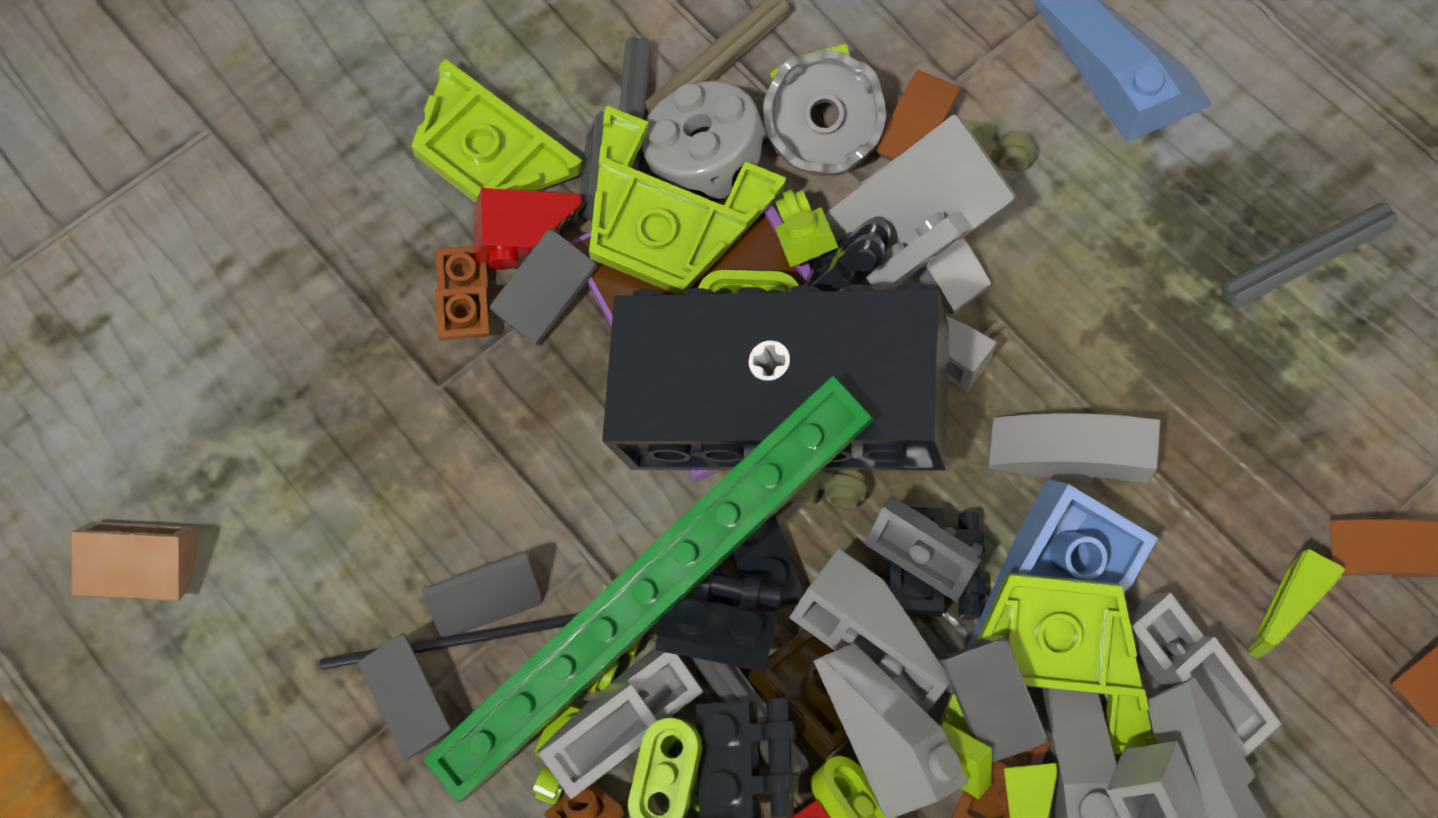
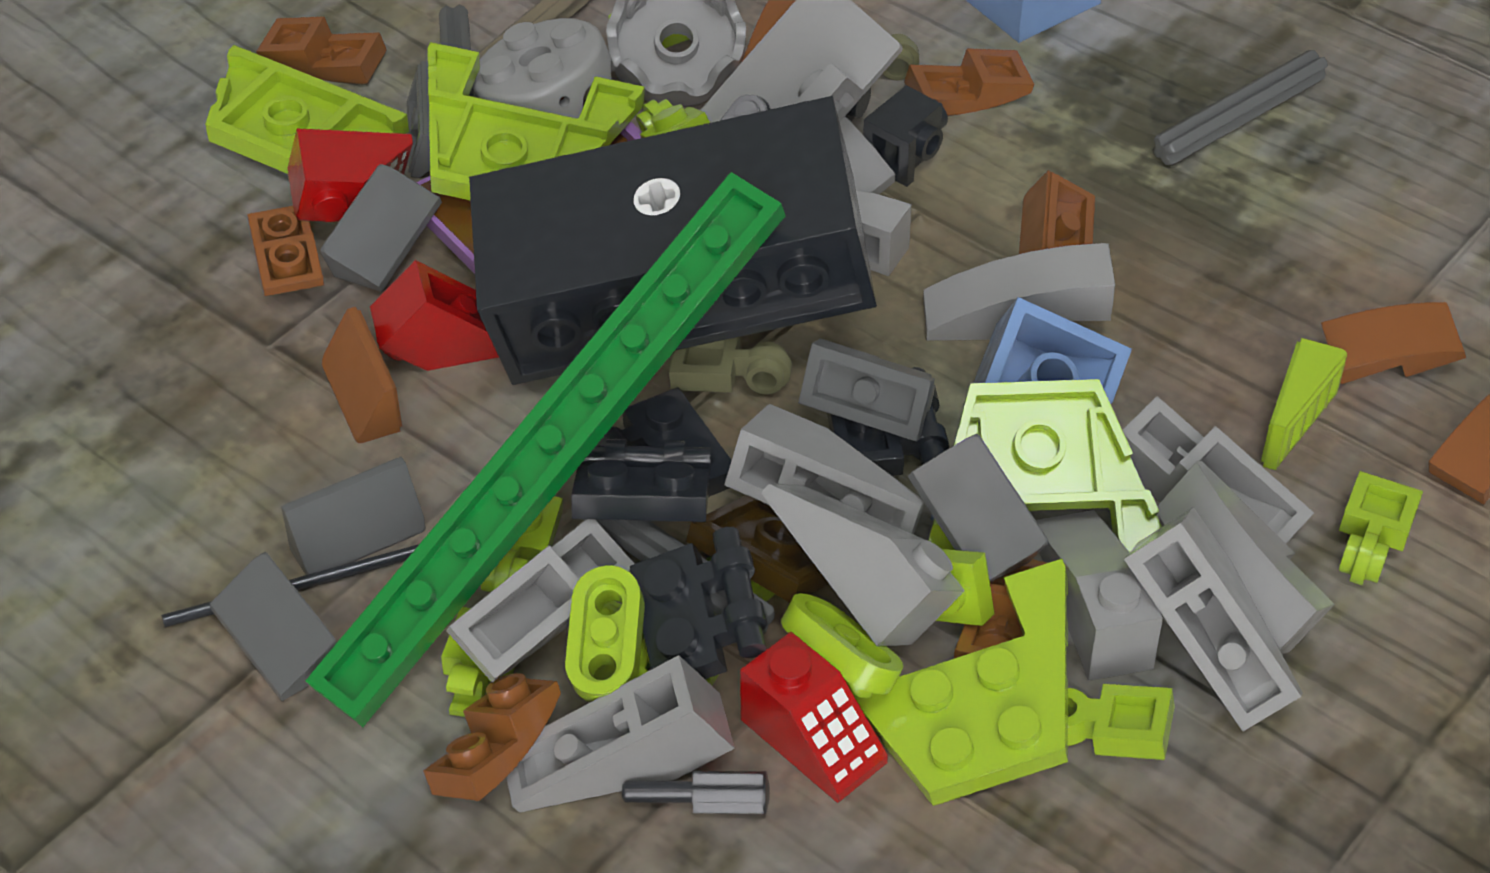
camera: 10 degrees left, 20 degrees down
(507, 446) = (361, 380): none -> dark orange slope
(515, 67) = (314, 50): none -> dark orange slope
(566, 396) = (430, 321): none -> red slope
(1008, 246) = (906, 131): none -> black brick
(1081, 191) = (980, 83): none -> dark orange slope
(1120, 367) = (1056, 215): none -> dark orange slope
(1339, 737) = (1376, 519): none -> lime plate

